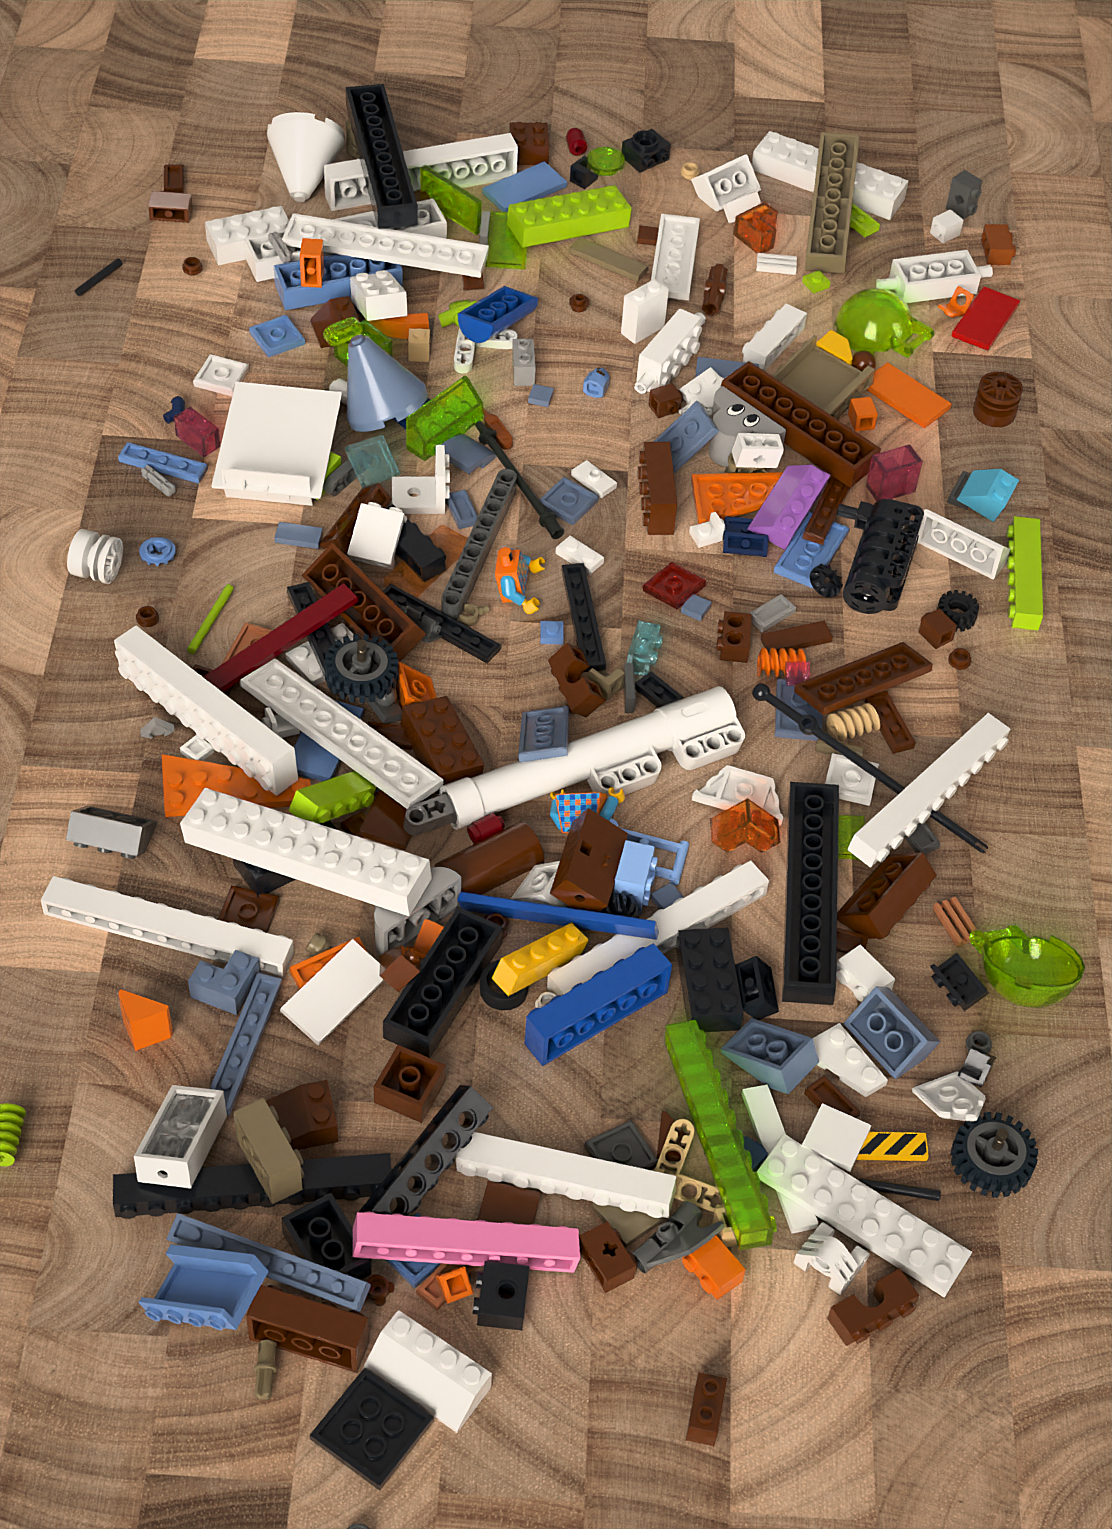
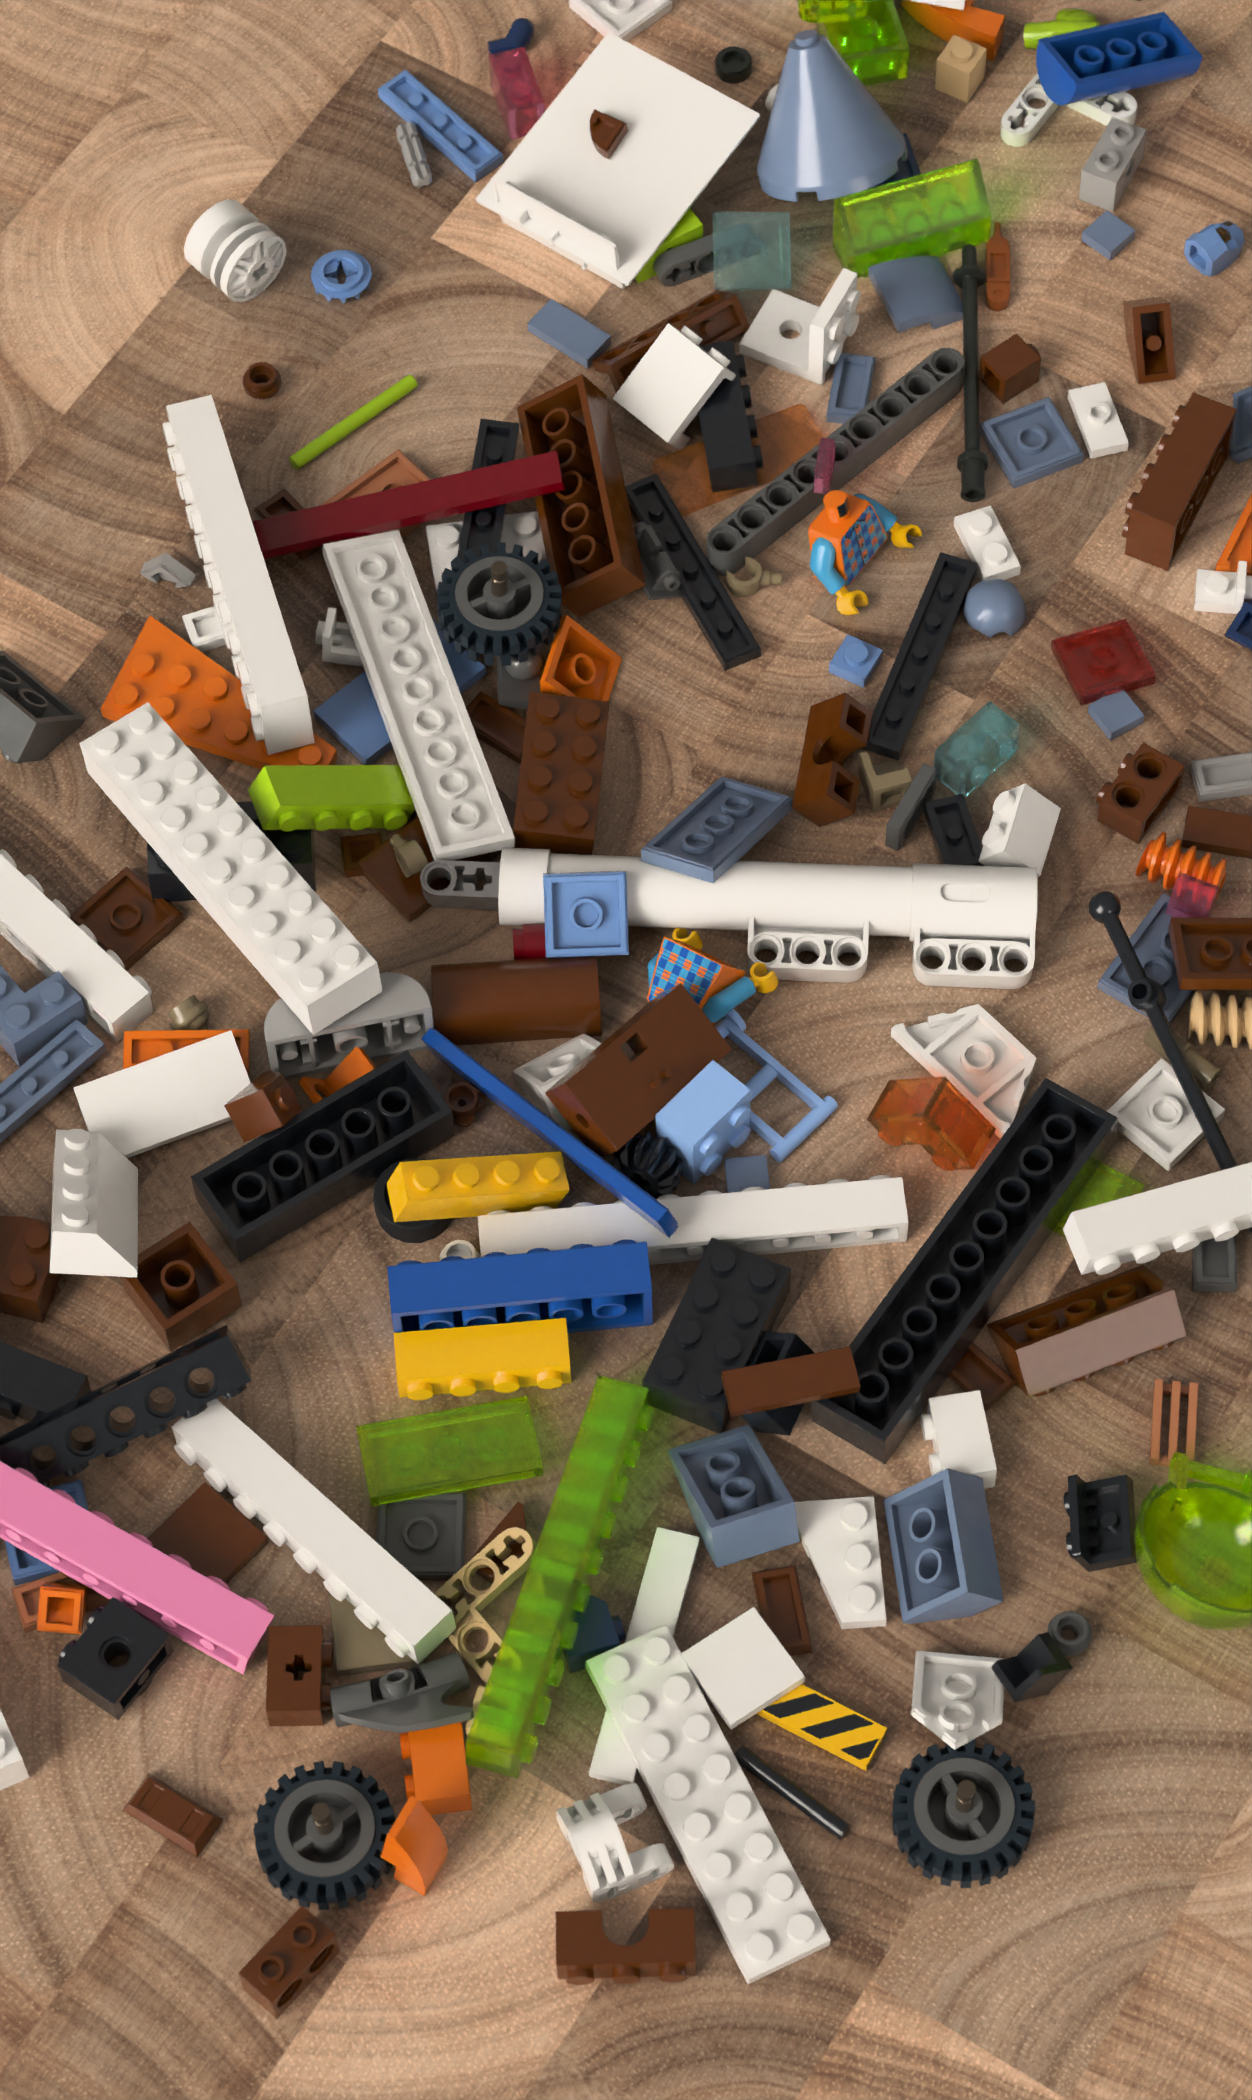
camera: 35 degrees right, 10 degrees up
(265, 428) = (606, 132): none -> reddish brown tile
(299, 381) = (733, 64): none -> pearl dark grey tile
(335, 1062) = (93, 1207): none -> white slope
(389, 814) = (409, 855): none -> dark tan piece
(483, 542) = (824, 466): none -> clear pink tile
(507, 800) = (585, 913): none -> medium blue tile
(537, 469) = (1010, 368): none -> reddish brown brick
(585, 1366) = (172, 1815): none -> reddish brown tile
(595, 432) = (1150, 339): none -> reddish brown slope
(595, 1047) = (482, 1358): none -> yellow brick
(604, 580) = (994, 607): none -> sand blue hair
(608, 1102) = (449, 1450): none -> clear neon green tile
(681, 1331) = (324, 1835): none -> wheel
(691, 674) = (1019, 829): none -> white brick
(737, 1309) = (415, 1847): none -> orange slope
(771, 979) = (790, 1381): none -> reddish brown tile

